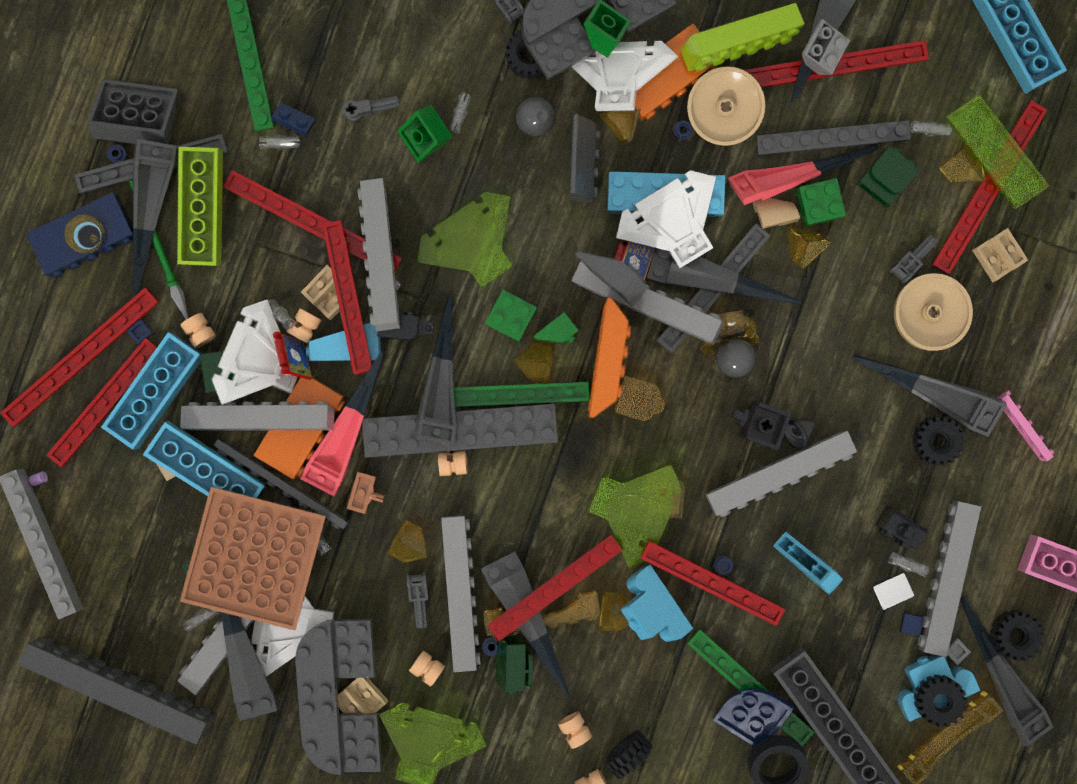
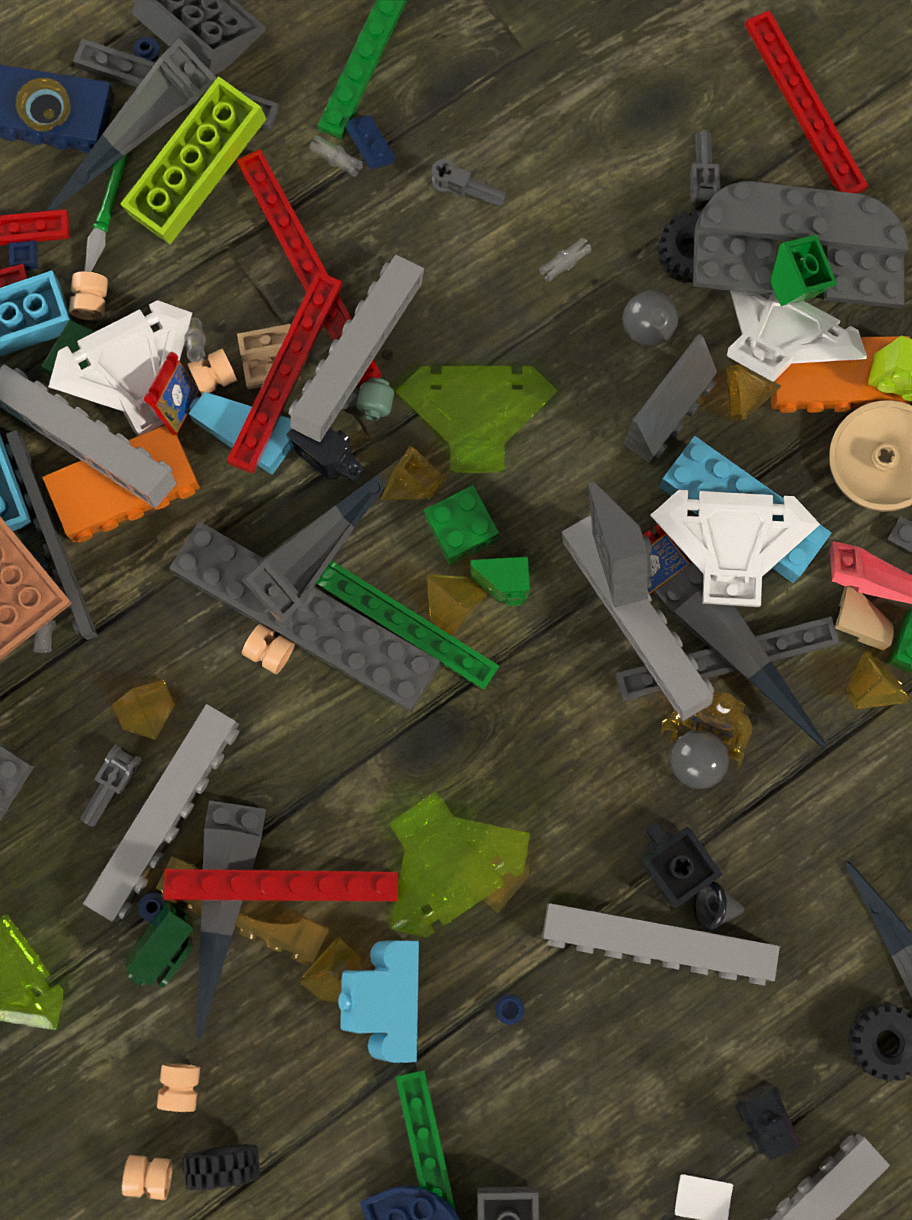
camera: 30 degrees right, 10 degrees down
(331, 459) = (133, 542): coral plate -> none
(363, 493) = (137, 612): nougat plate -> none
(409, 276) = (375, 399): none -> sand green head
(424, 133) = (508, 253): green slope -> none
(426, 668) = (54, 877): light nougat wheel -> none
(464, 307) = (412, 478): none -> clear yellow slope
(609, 357) = (540, 650): orange slope -> none
(639, 399) = (545, 730): clear yellow plate -> none
(687, 125) = (818, 444): dark blue plate -> none
(712, 583) = (481, 1022): red plate -> none
(808, 563) = (619, 1081): medium azure brick -> none
(908, 564) = (746, 1177): clear pin -> none

